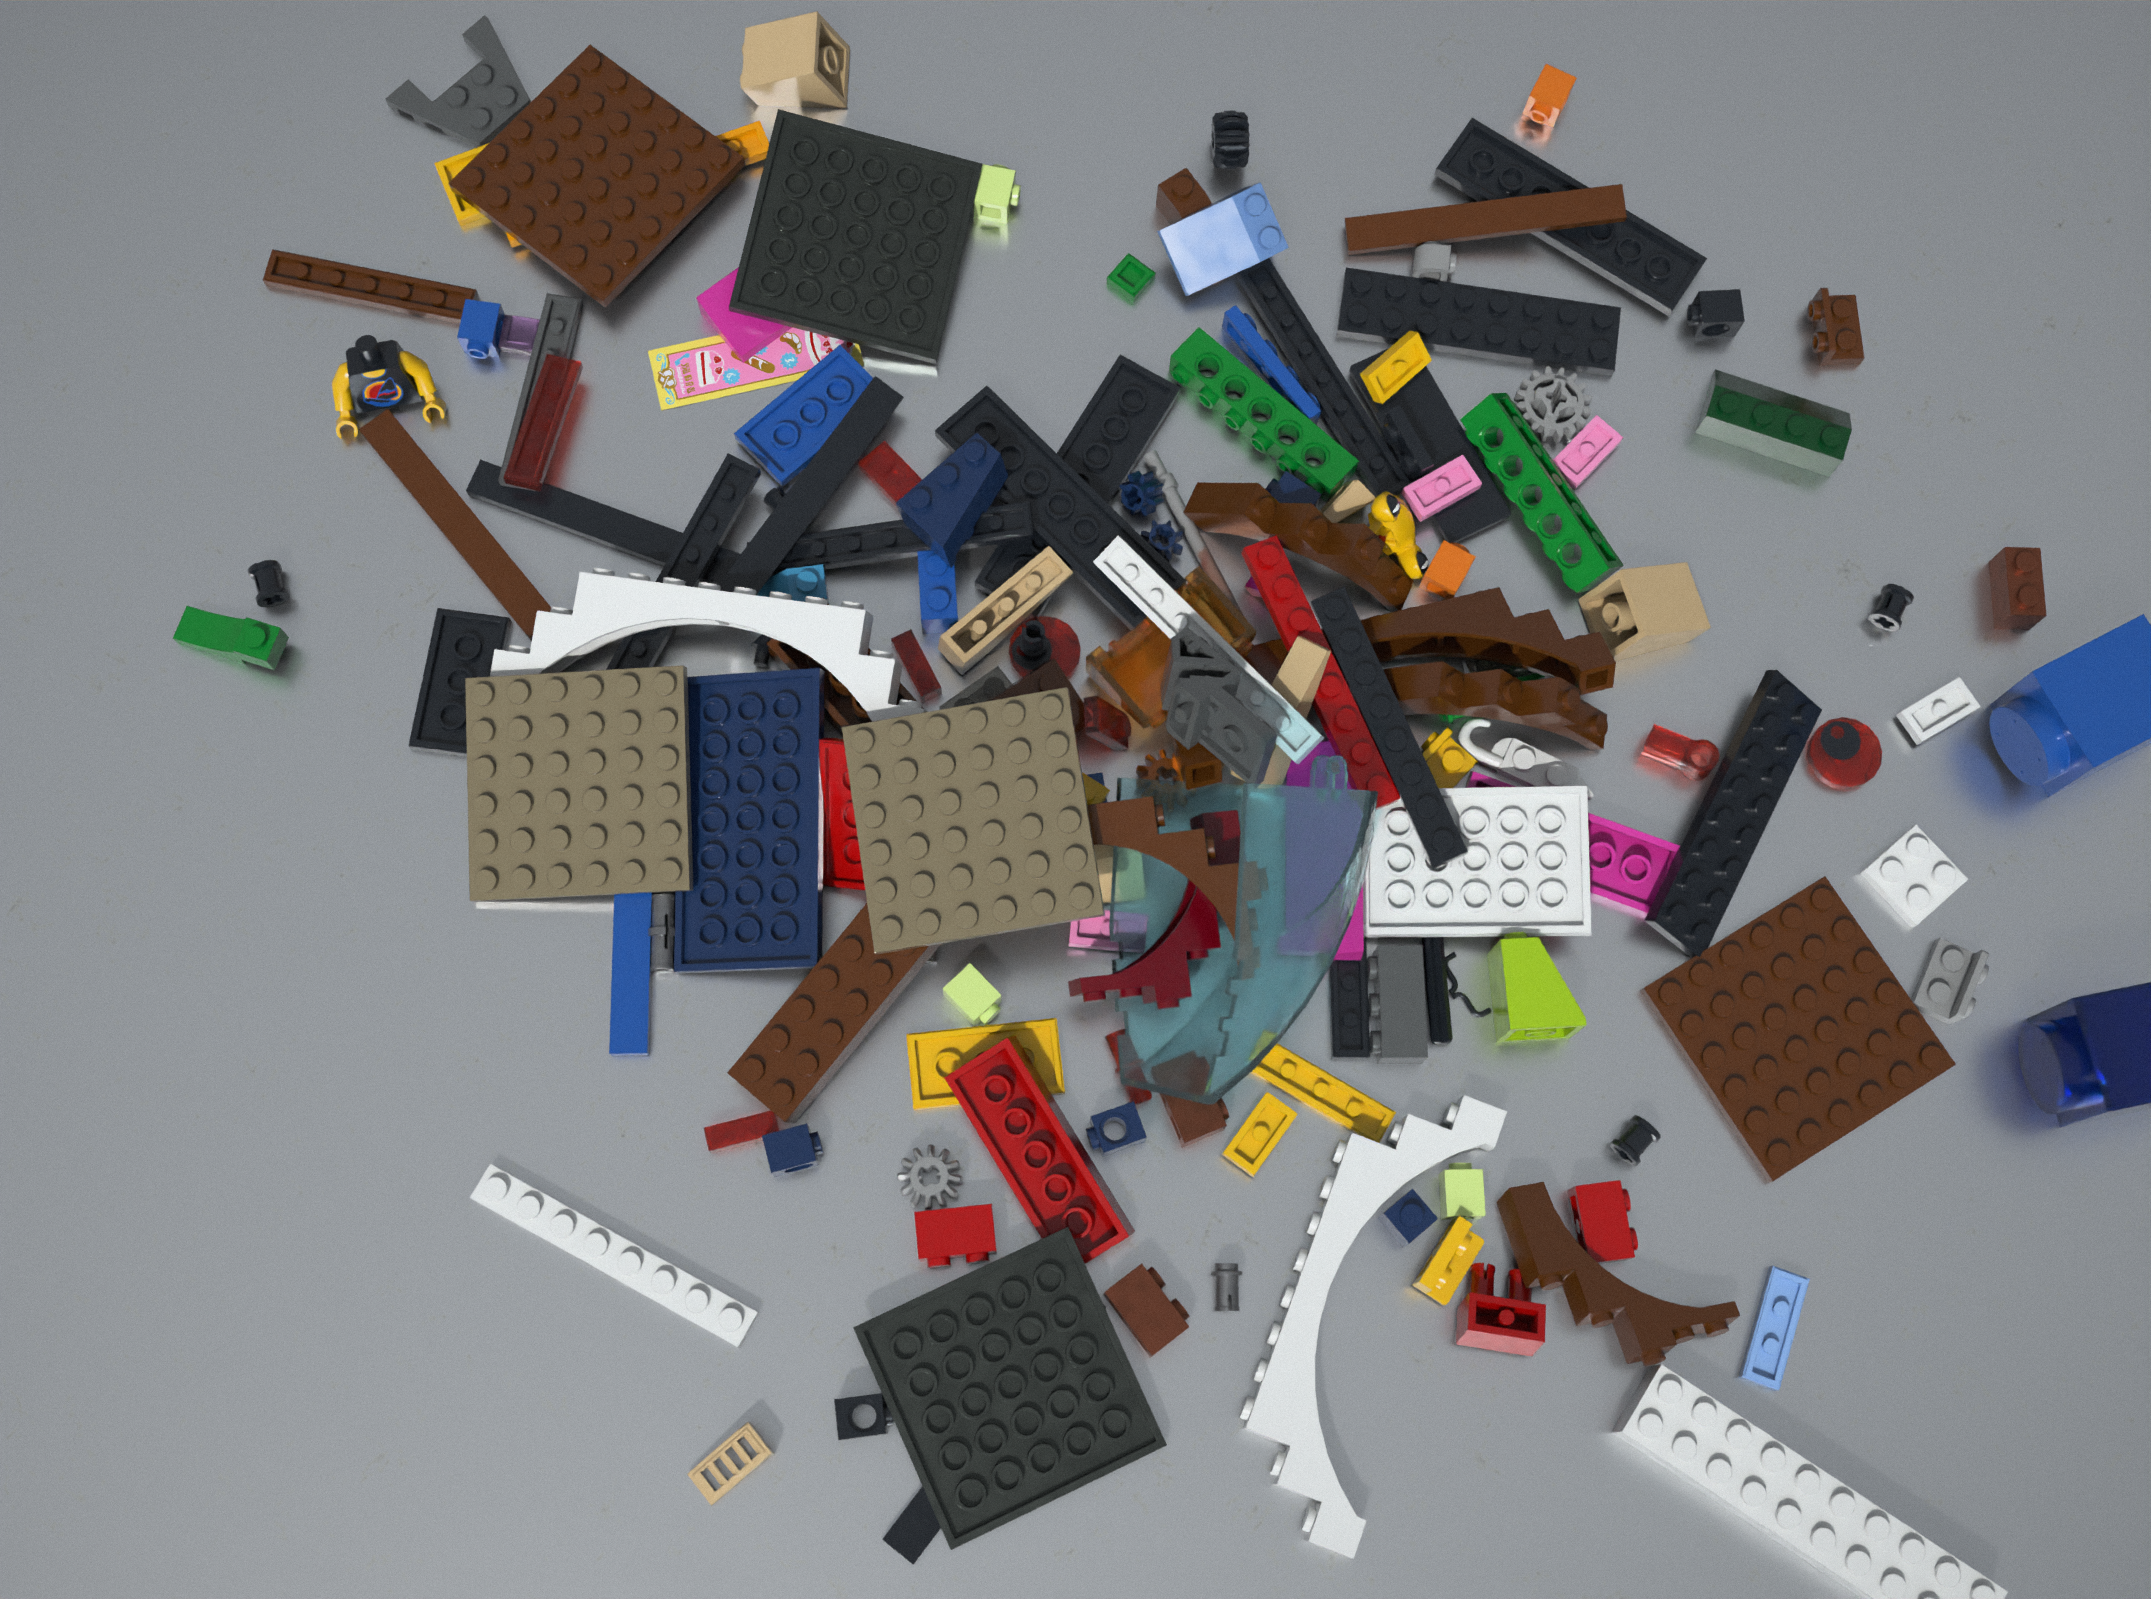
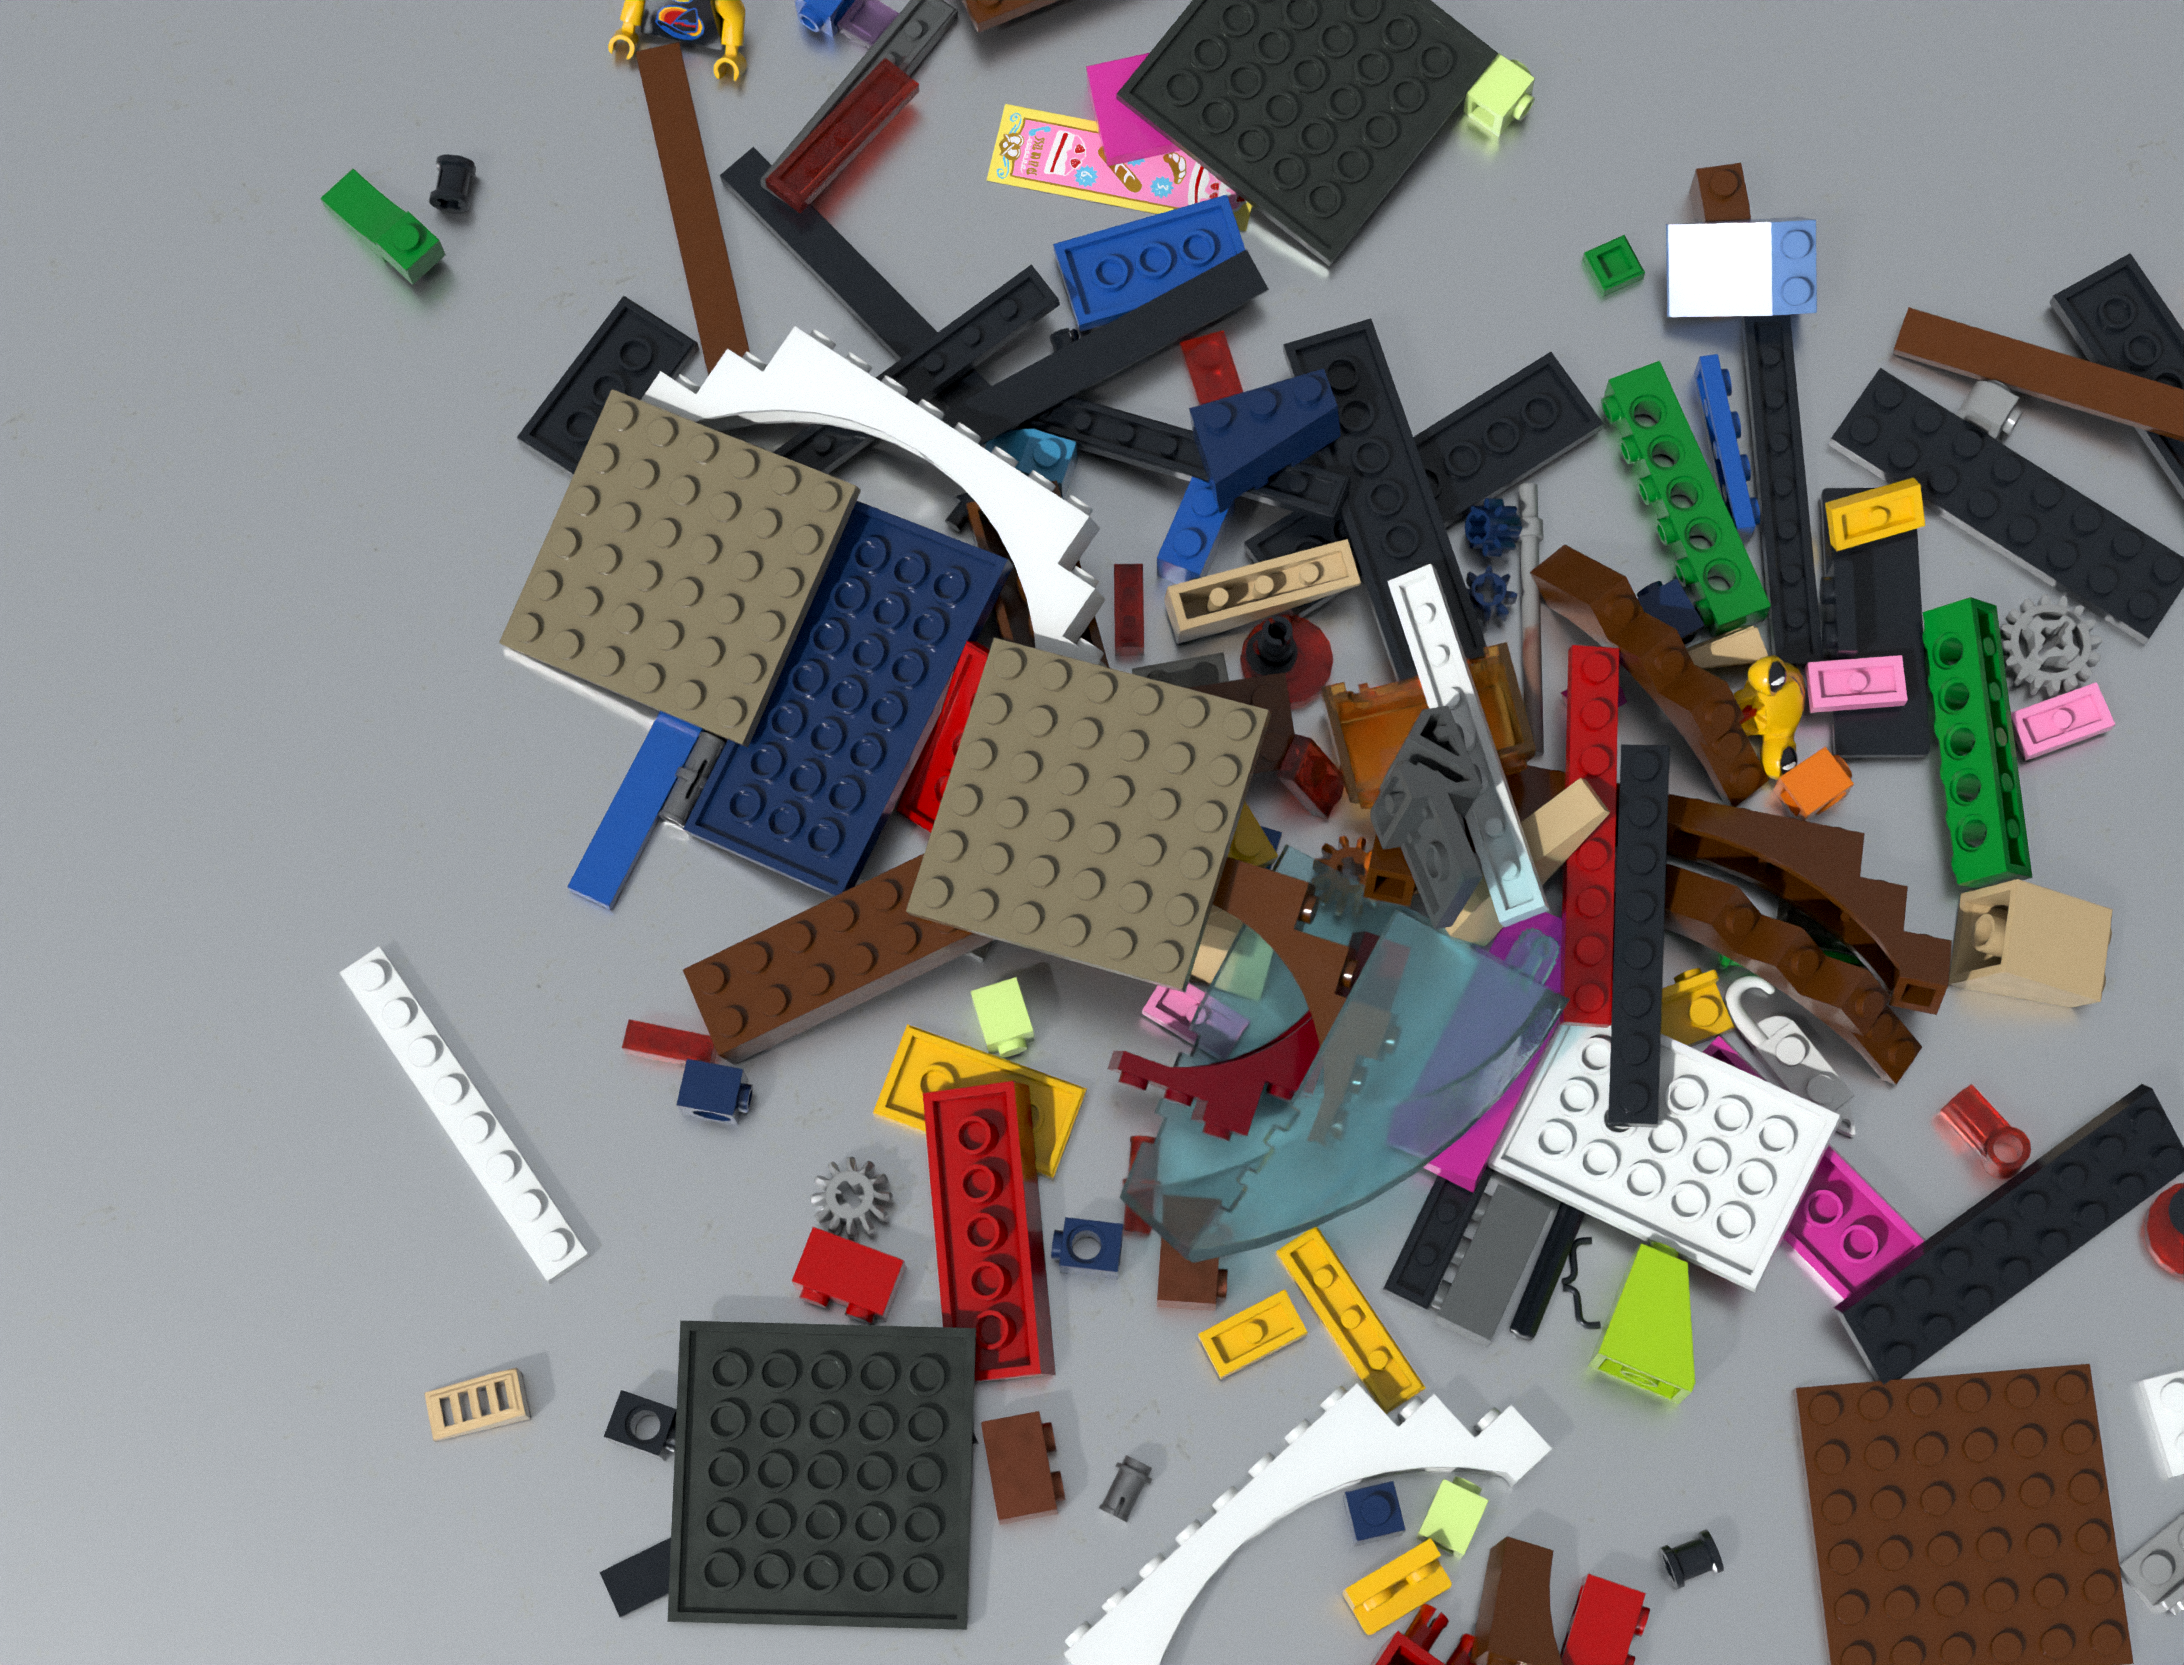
camera: 35 degrees right, 0 degrees up
(1230, 140) = (1814, 152): black gear -> none

